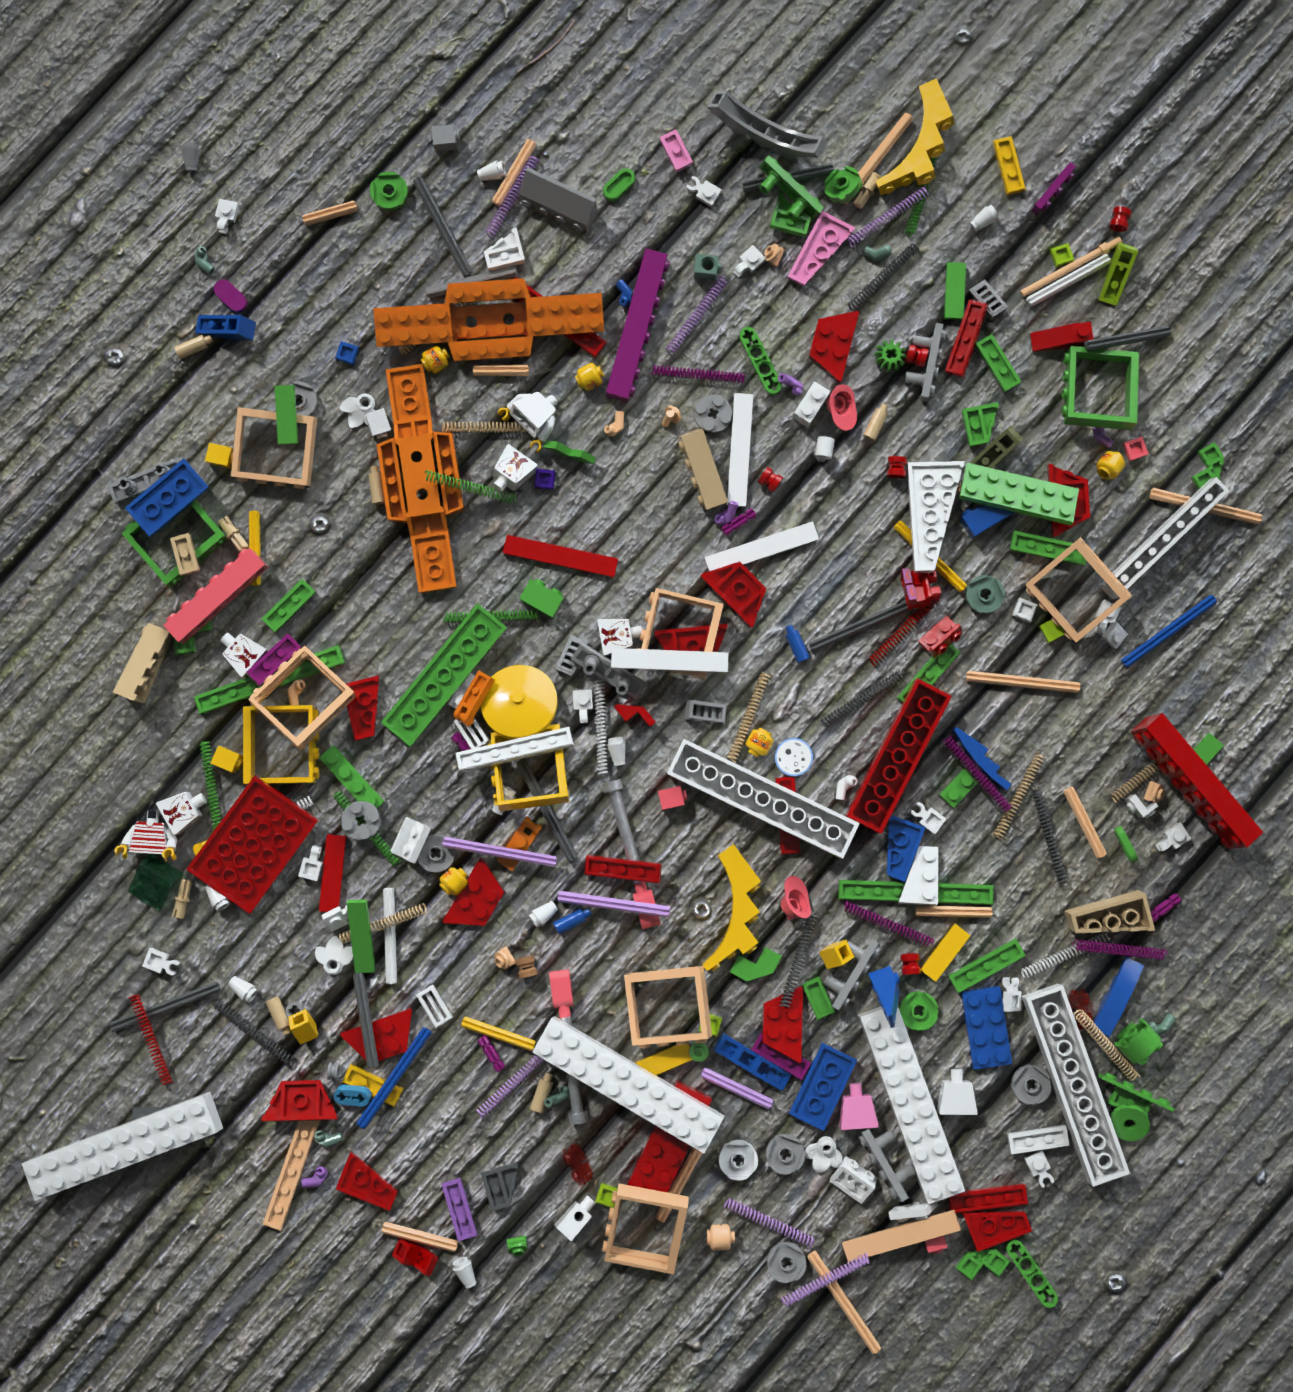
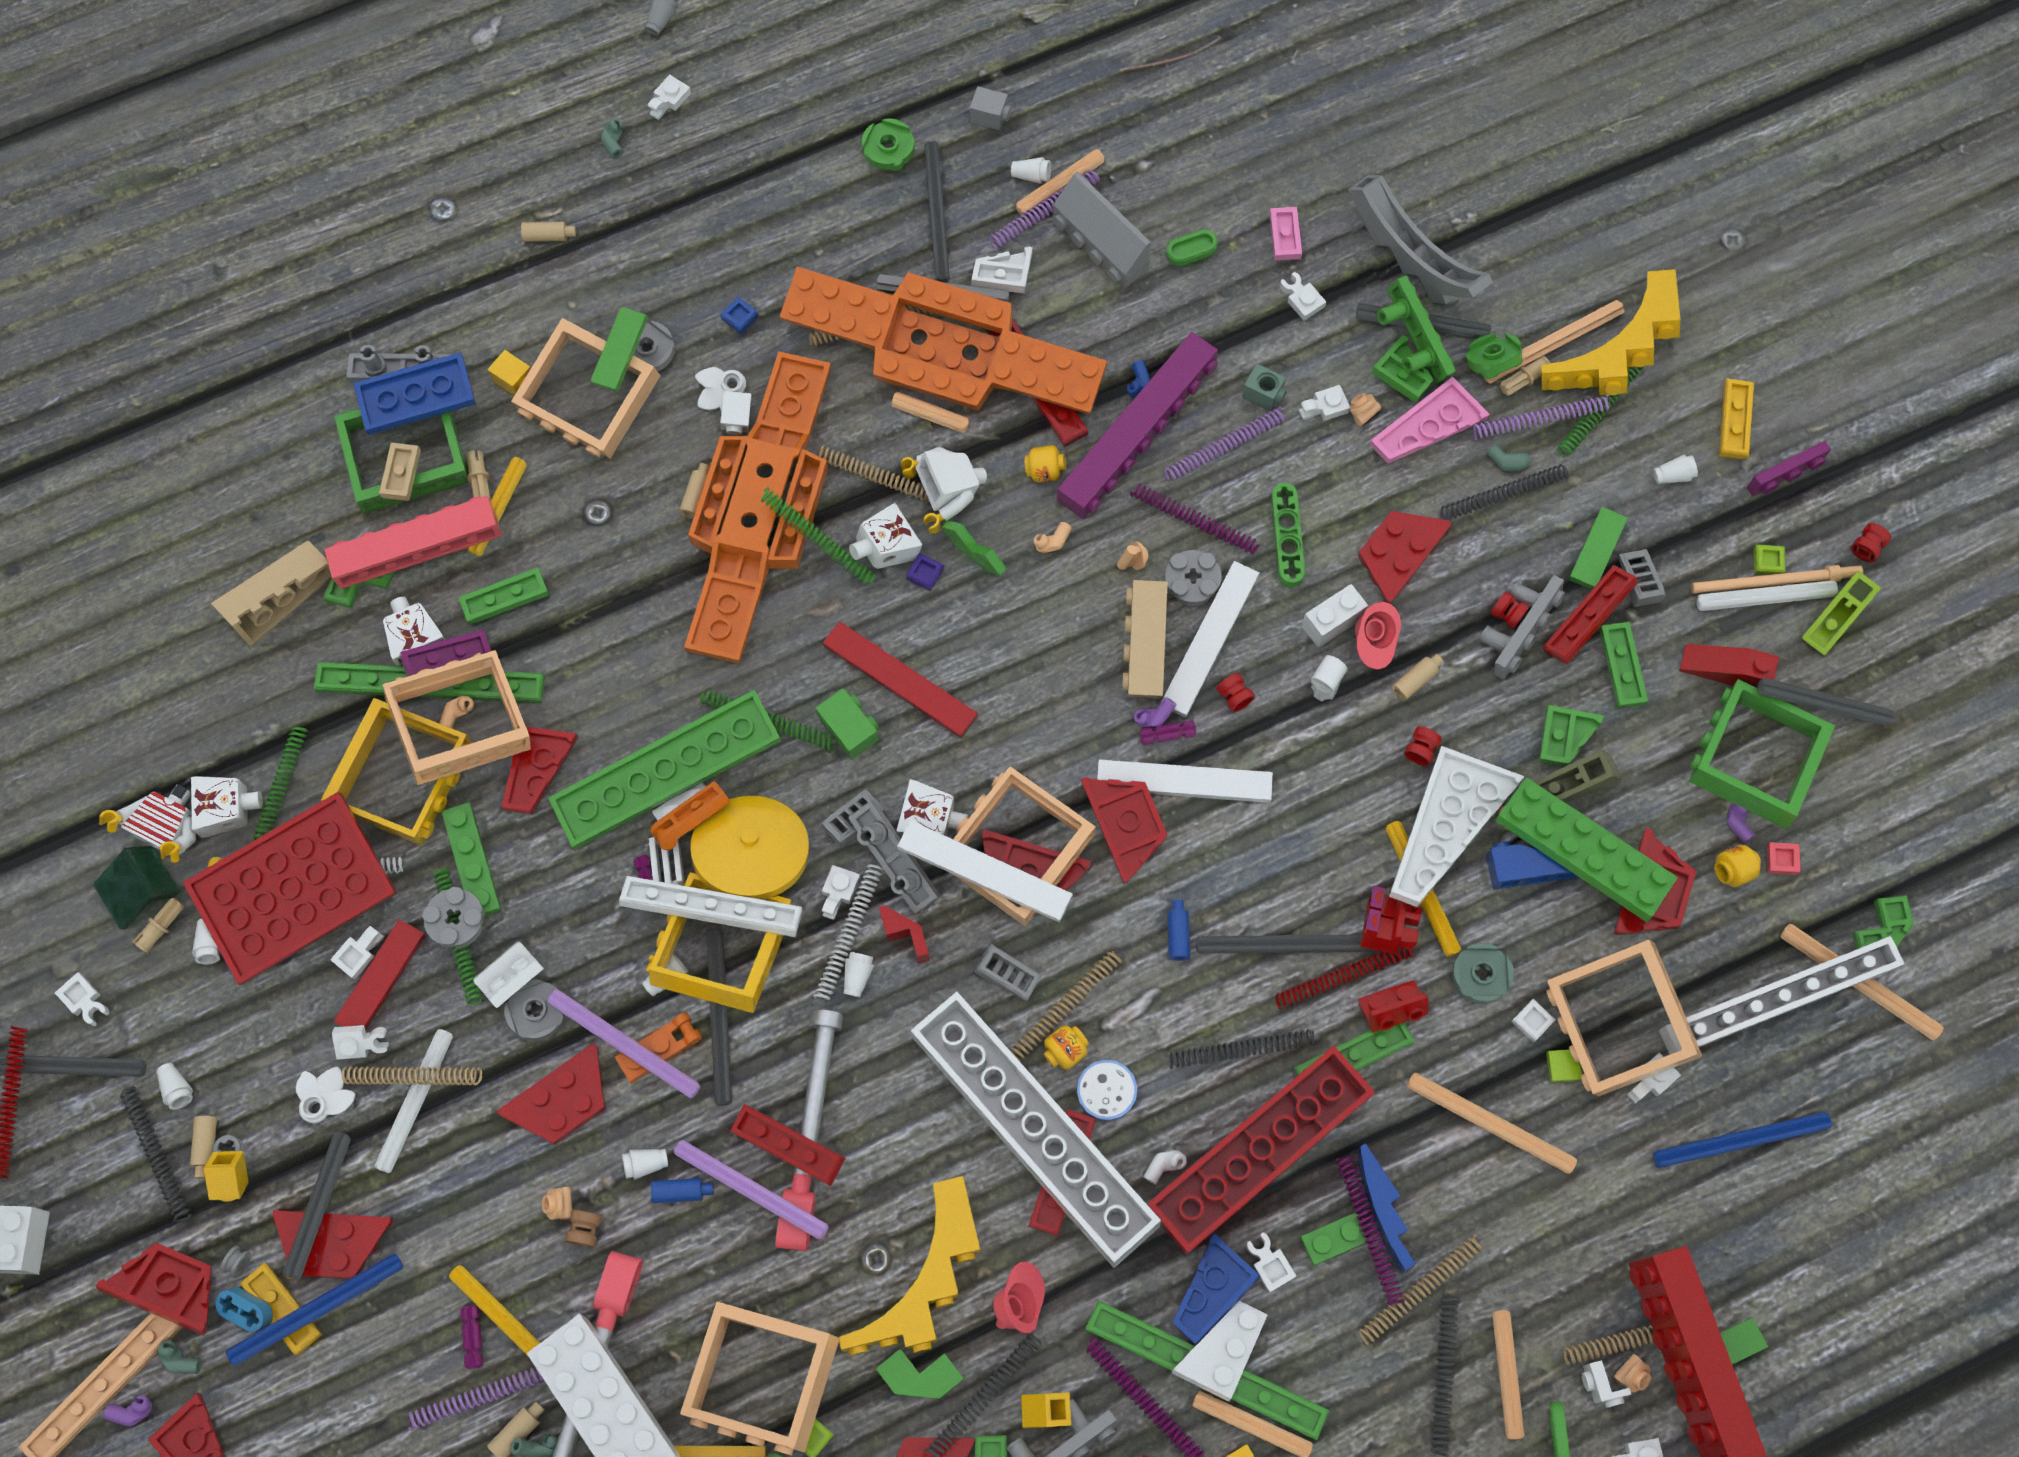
camera: 25 degrees right, 15 degrees down
(226, 326) = (601, 223): blue slope -> none
(227, 759) = (317, 761): yellow brick -> none
(230, 296) = (625, 191): magenta tile -> none
(329, 213) = (800, 142): light nougat axle -> none
(361, 936) = (371, 1079): bright green tile -> none
(435, 359) = (849, 364): yellow head -> none
(449, 1016) = (439, 1254): white tile -> none
(453, 881) = (540, 1060): yellow head -> none
(672, 797) = (904, 1073): coral brick -> none
(791, 382) = (1324, 584): medium lavender arm -> none
(895, 361) = (1471, 604): bright green gear -> none
(1044, 547) = (1597, 943): bright green plate -> none
(1114, 634) = (1656, 1110): white plate -> none

